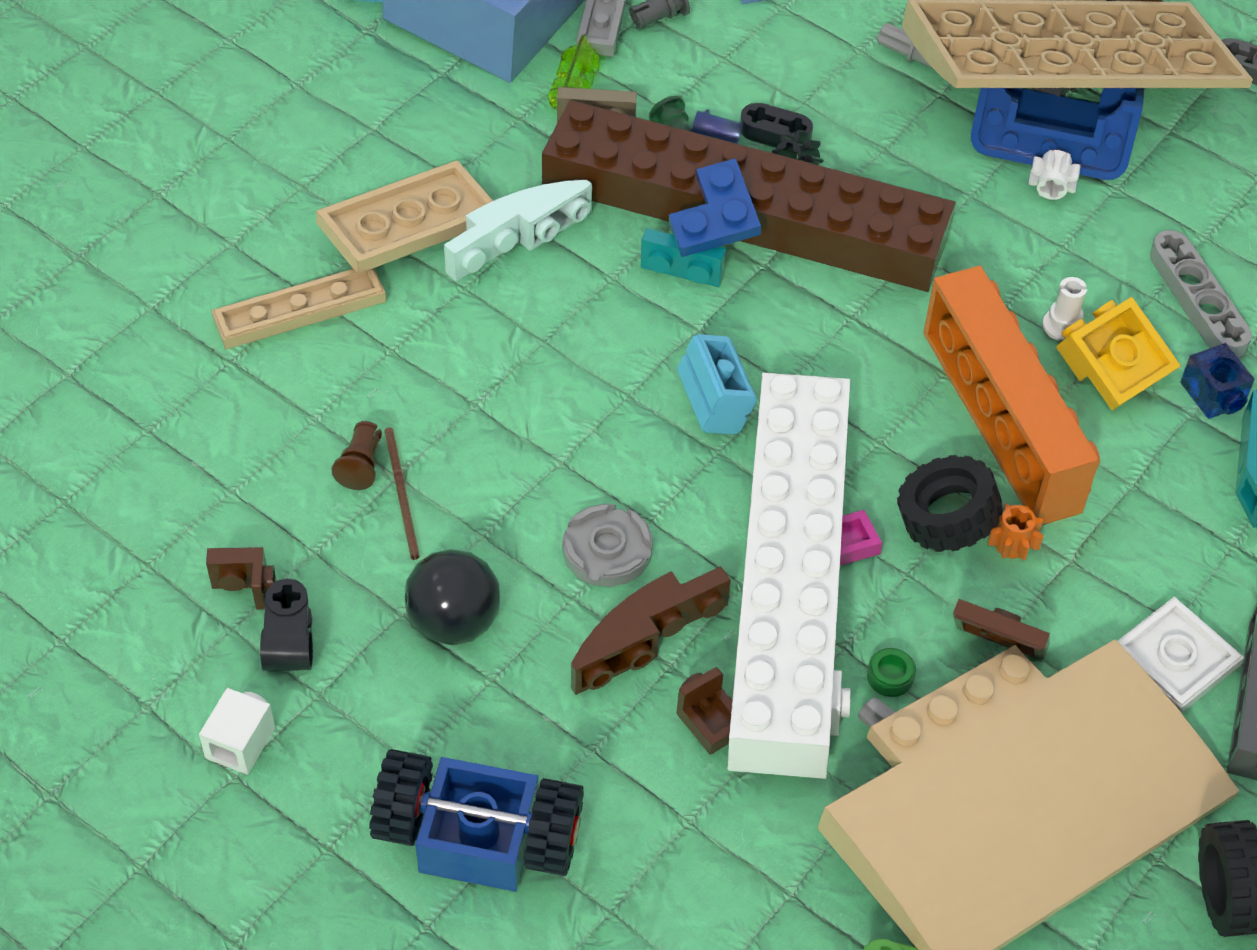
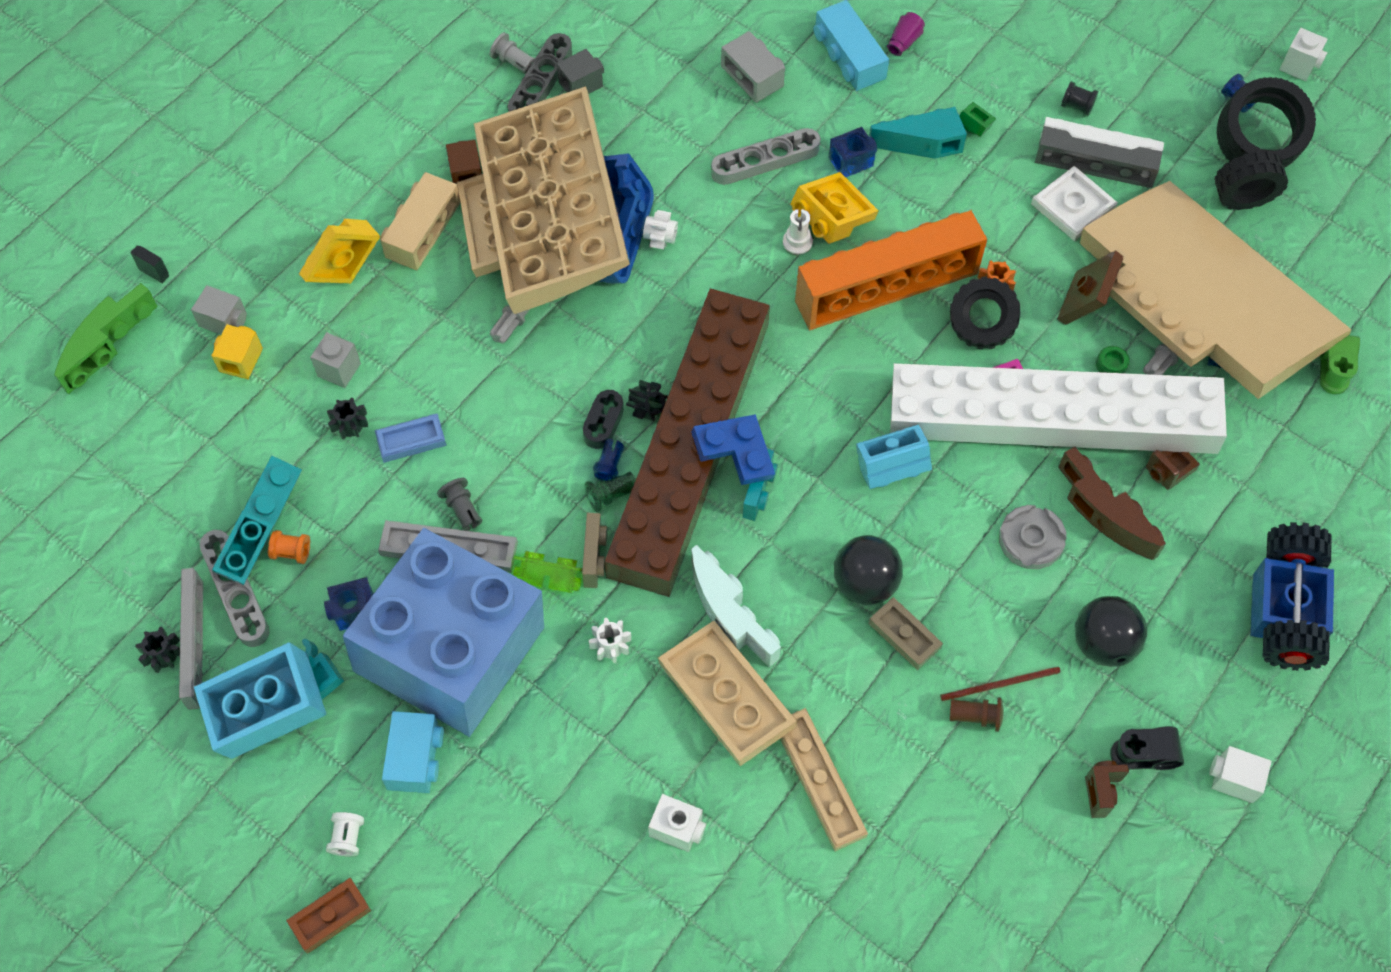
camera: 90 degrees left, 10 degrees up
(260, 171) = (677, 823): none -> white brick
(472, 391) = (905, 633): none -> dark tan plate
(482, 122) = (613, 630): none -> white gear
(554, 348) = (868, 570): none -> black piece

